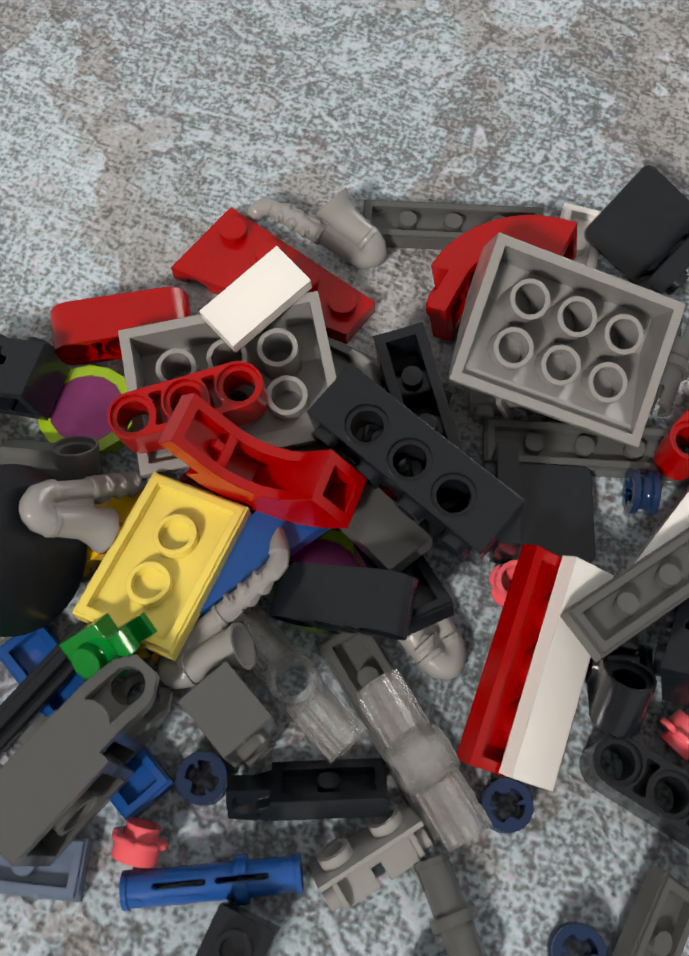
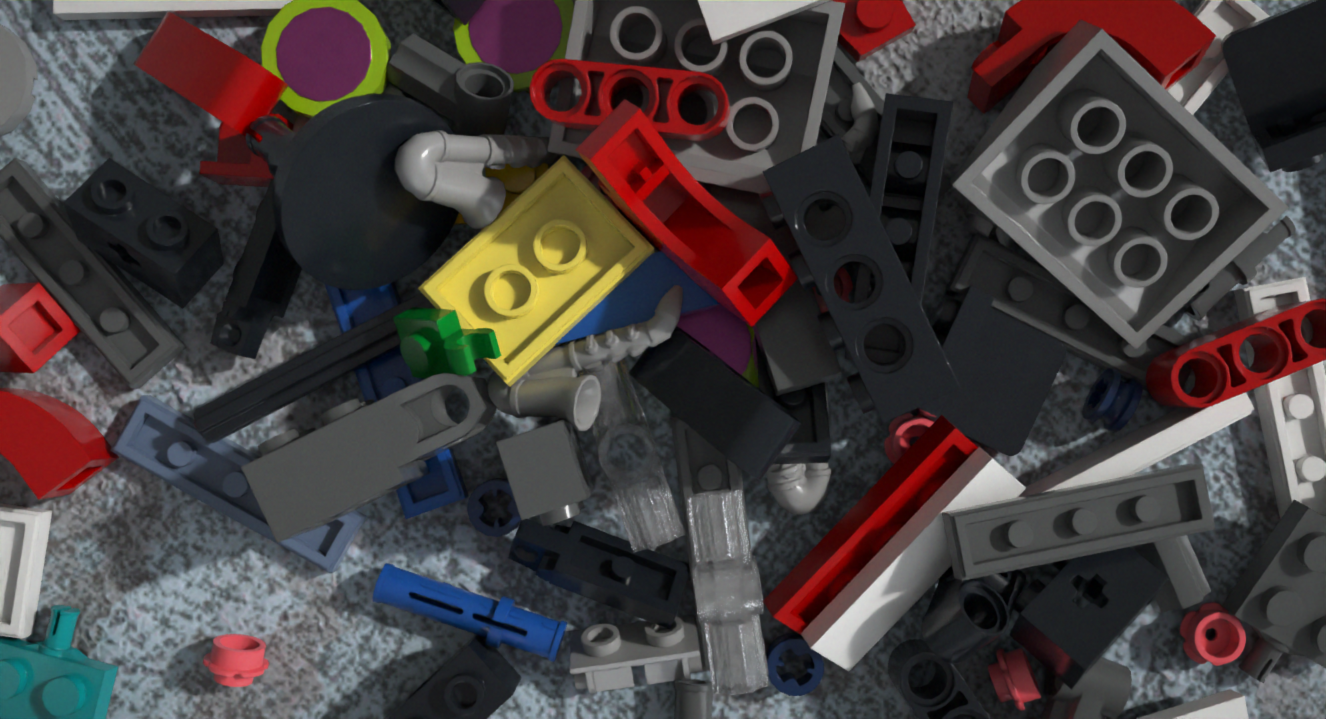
camera: 25 degrees right, 20 degrees up
(138, 843) = (409, 545): coral plate -> none

